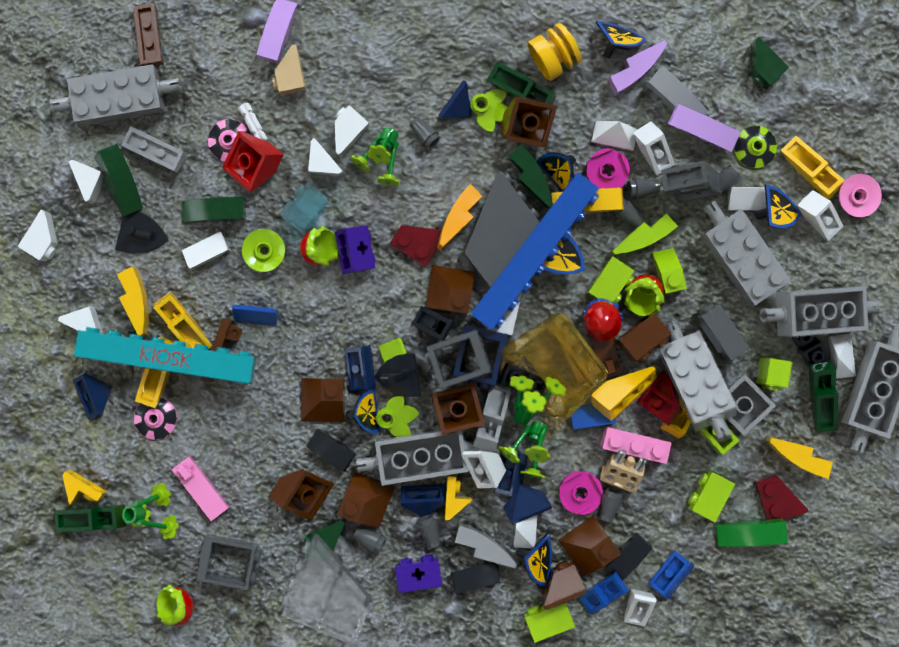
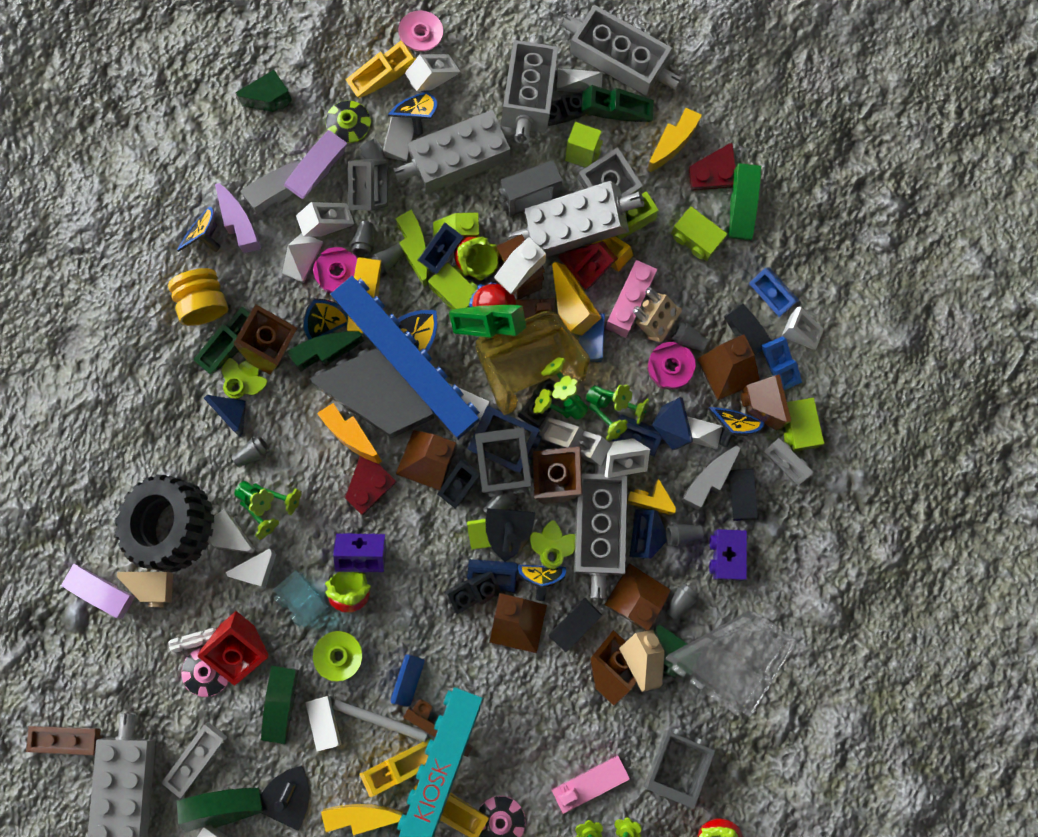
camera: 80 degrees left, 10 degrees down
(217, 297) = (380, 720): none -> light grey bar
(312, 516) = (645, 659): none -> tan slope
(338, 52) = (140, 516): none -> black tyre
(341, 353) = (473, 591): none -> black slope
(517, 608) = (788, 461): none -> light grey plate
(583, 320) = (488, 320): none -> green slope
(638, 339) = (520, 265): none -> white slope
(644, 261) = (440, 248): none -> dark blue slope

